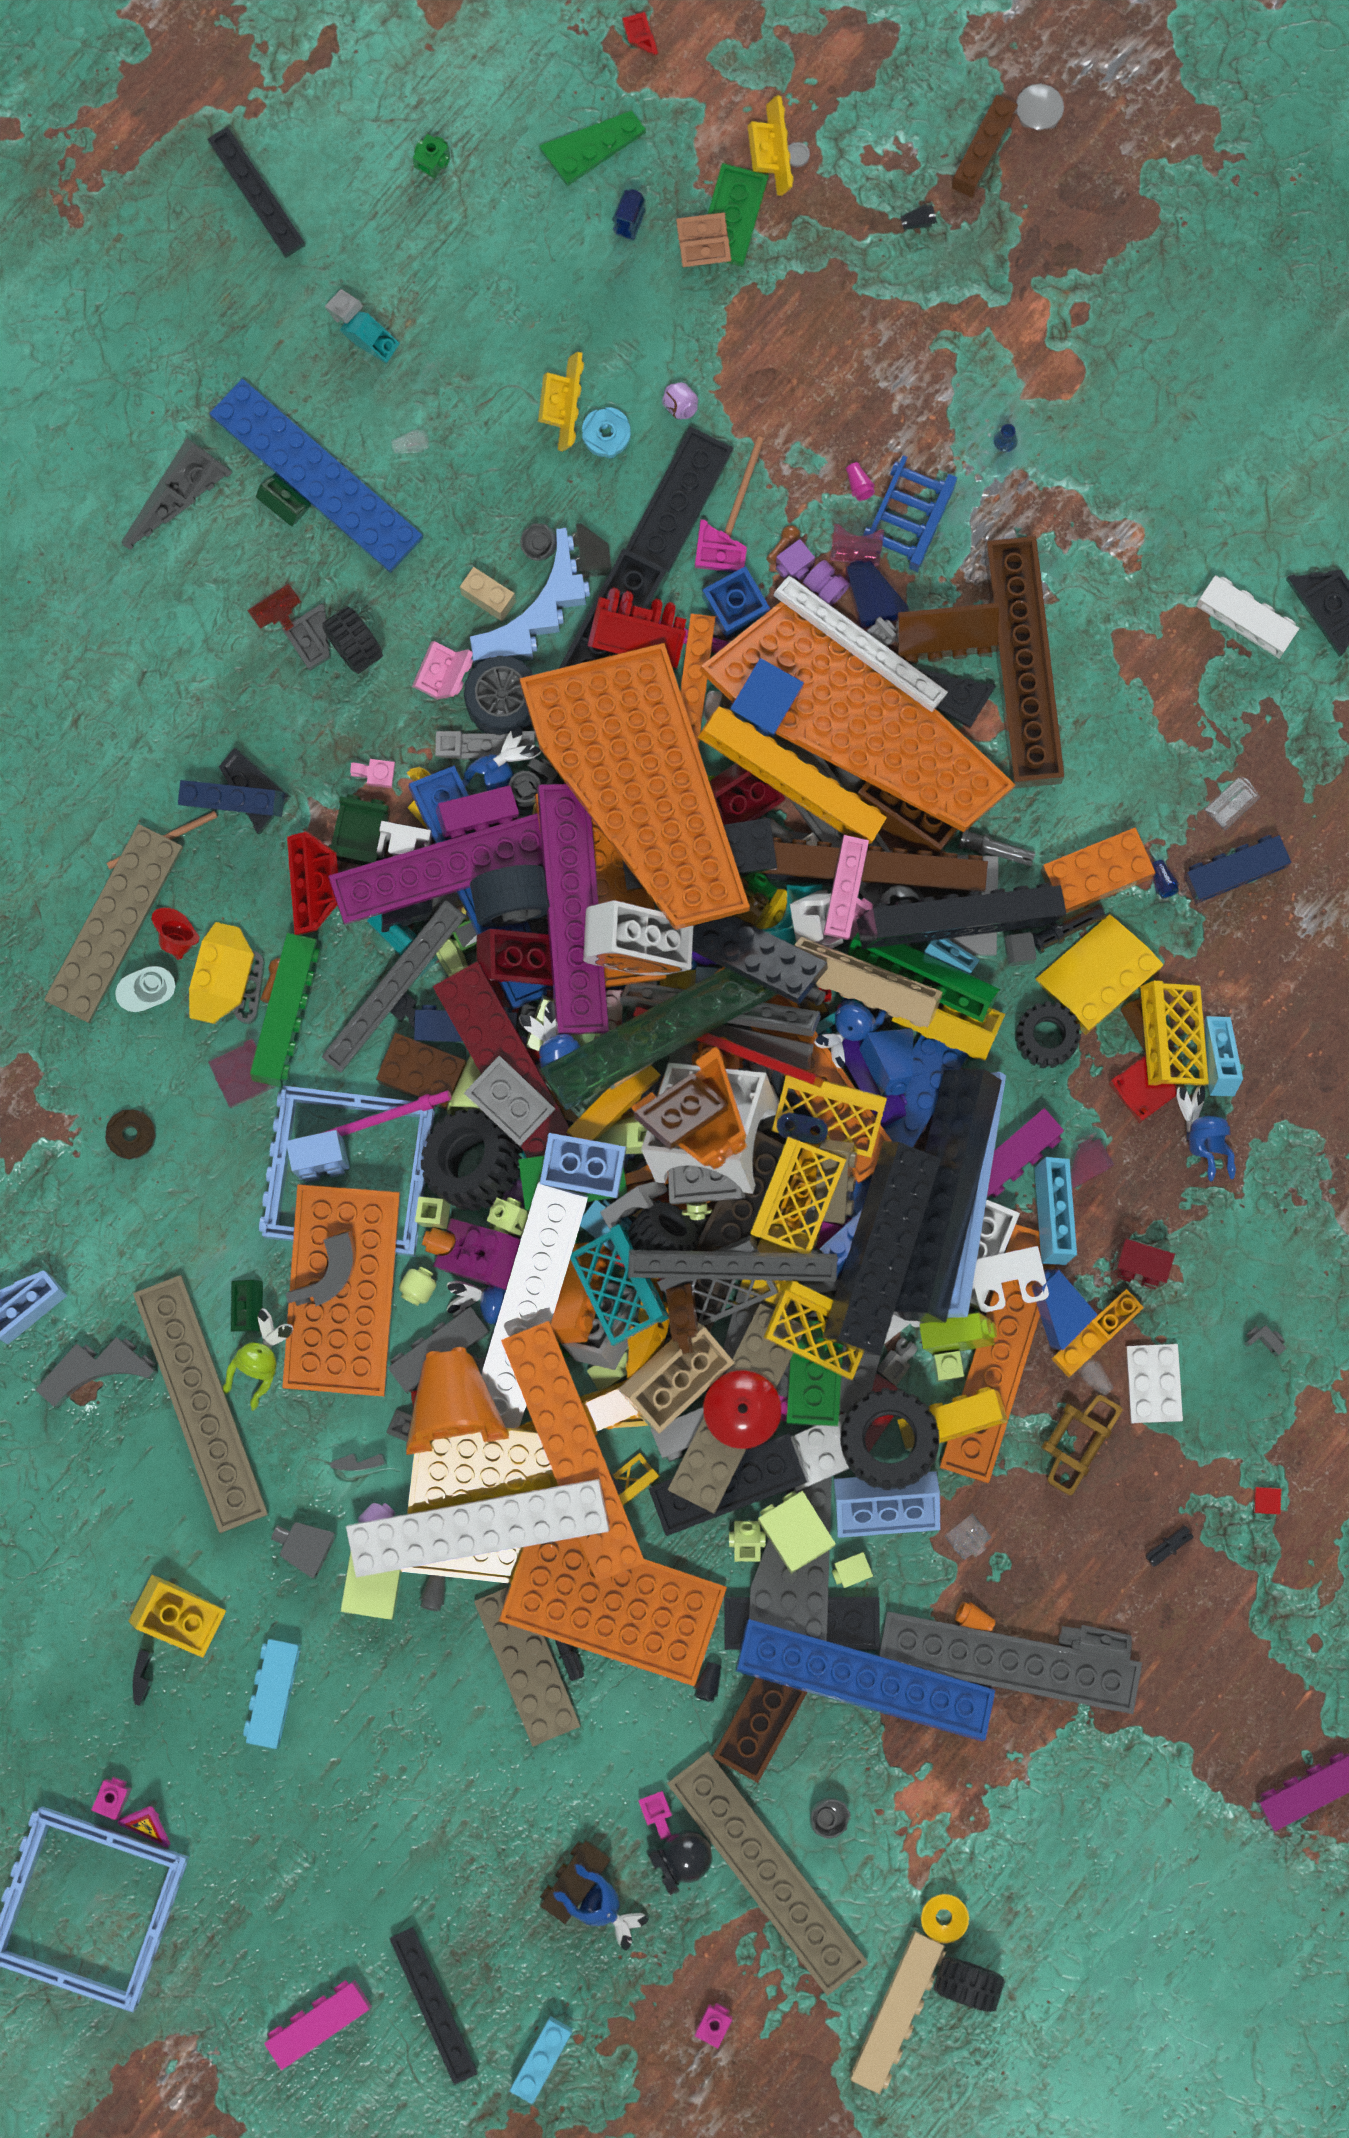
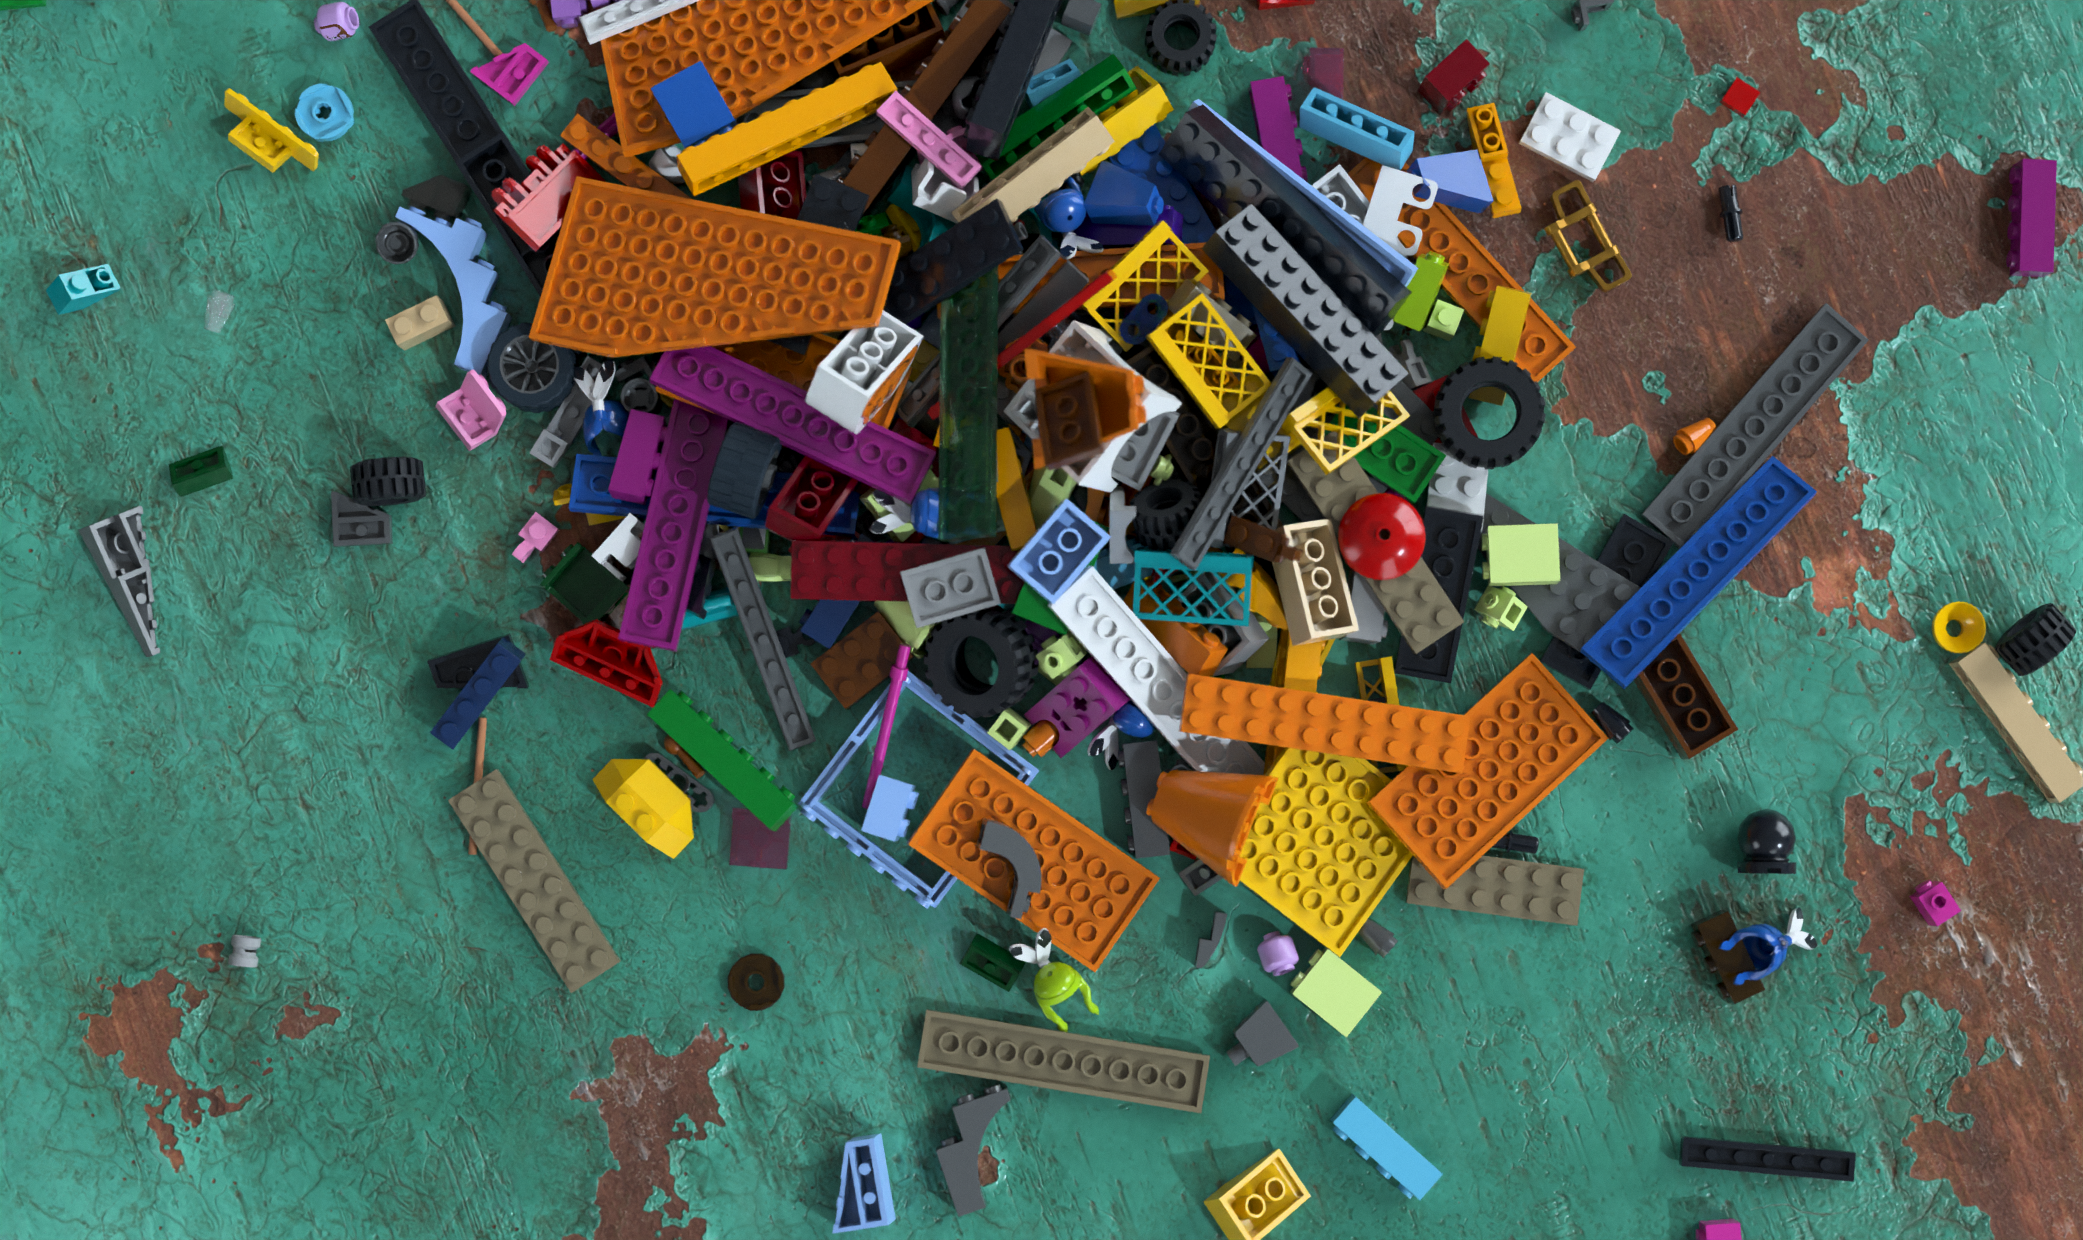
camera: 65 degrees left, 5 degrees up
(145, 989) = (620, 885): light aqua piece -> none
(174, 932) = (580, 824): red piece -> none
(276, 608) = (308, 540): clear red hinge -> none
(316, 475) = (194, 424): blue plate -> none
(343, 307) = (36, 296): light grey bracket -> none
(417, 1286) = (1071, 784): yellowish green head -> none
(478, 1528) = (1346, 858): white plate -> none
(541, 2060) = (1876, 1085): medium azure brick -> none
(655, 1811) = (1704, 842): dark pink plate -> none
(735, 602) = (575, 85): blue brick -> none
(767, 1873) = (1821, 770): dark tan plate -> none
(829, 1818) = (1804, 681): dark grey hair -> none
(851, 1570) = (1584, 524): yellowish green brick -> none
(876, 1511) = (1537, 476): light blue slope -> none
(968, 1537) = (1616, 396): clear brick -> none
(1095, 1376) = (1534, 187): clear cone -> none
(1097, 1641) = (1782, 333): dark grey hinge -> none

